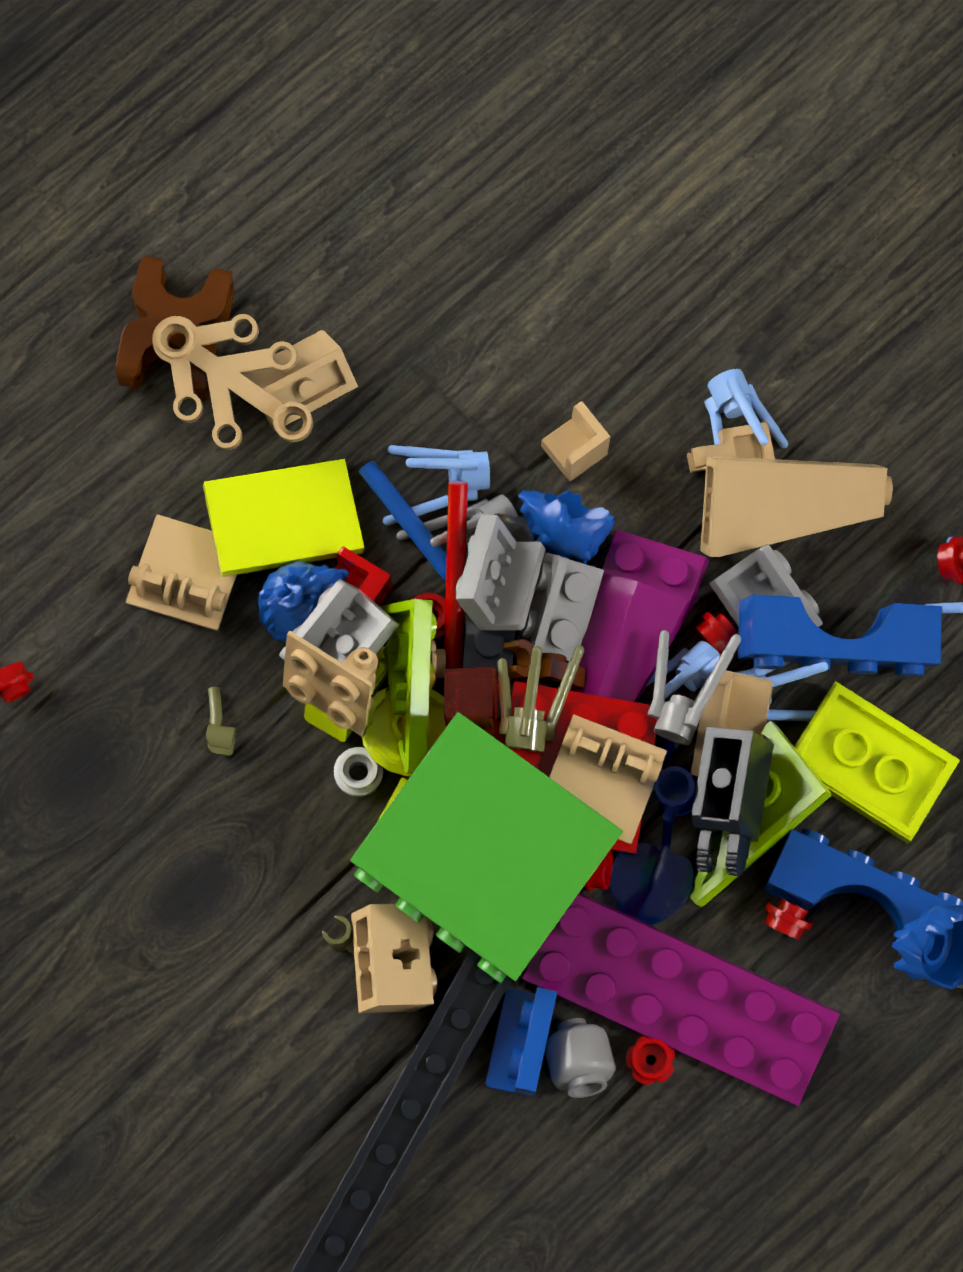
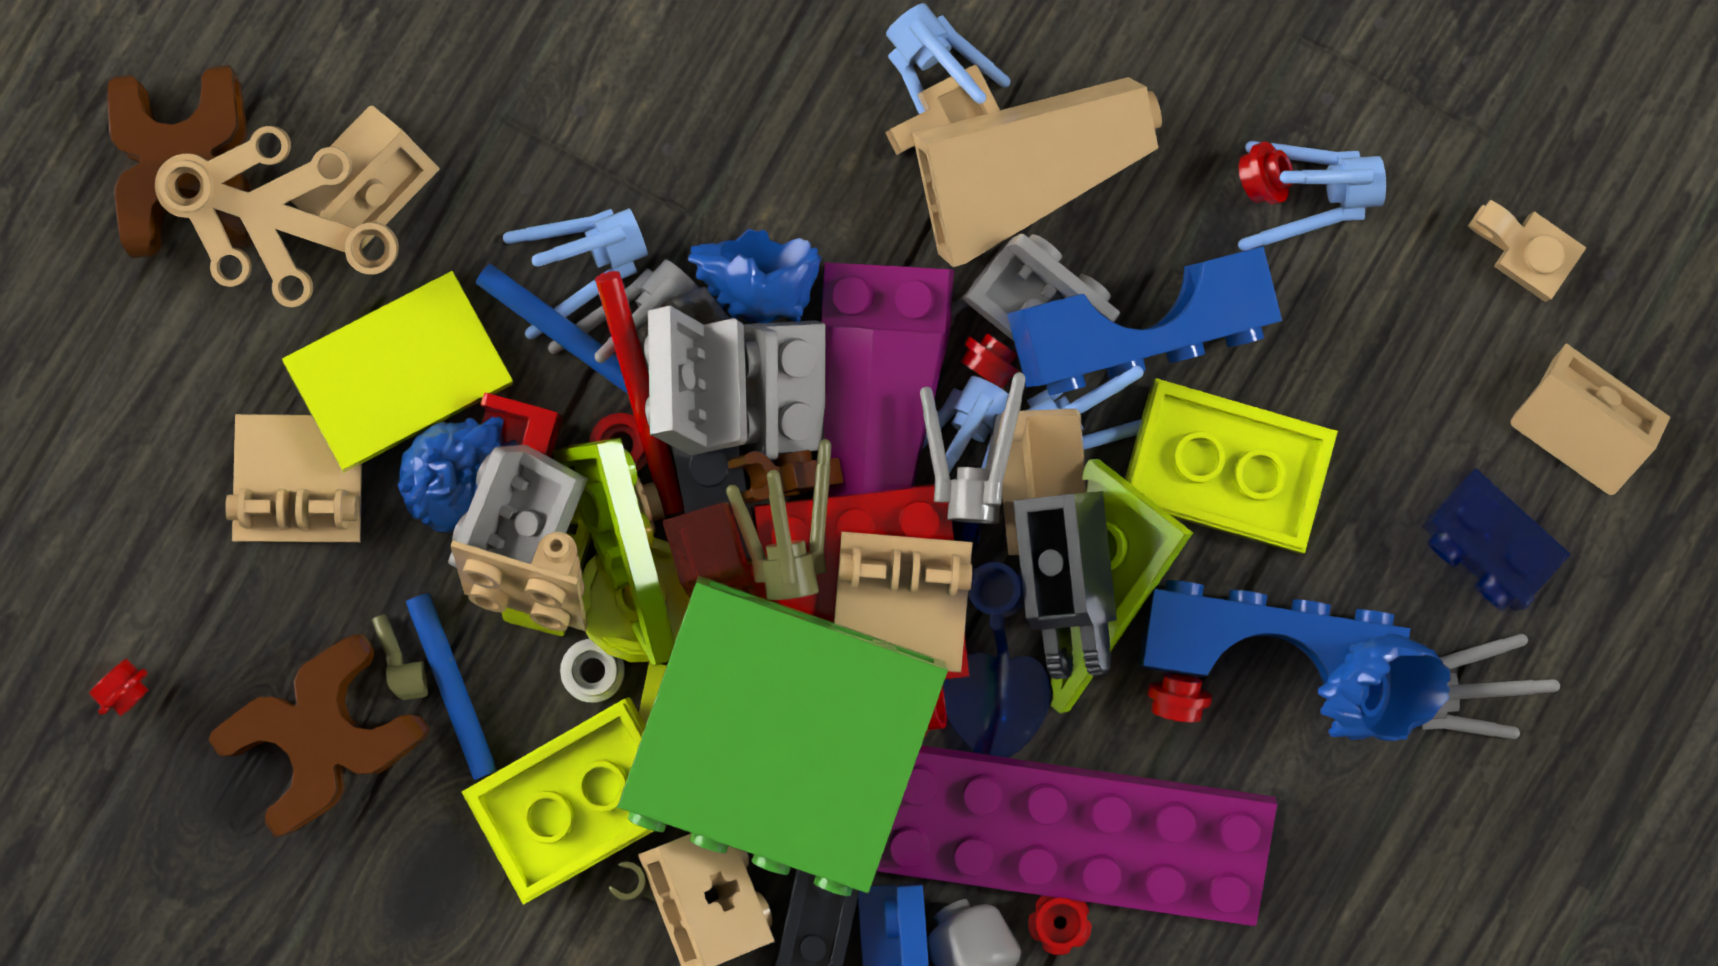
camera: 15 degrees left, 10 degrees up
(144, 758) = (319, 735): none -> reddish brown piece
(251, 753) = (451, 686): none -> blue bar
(304, 861) = (561, 802): none -> neon yellow tile
(577, 443) = (741, 162): tan panel -> none

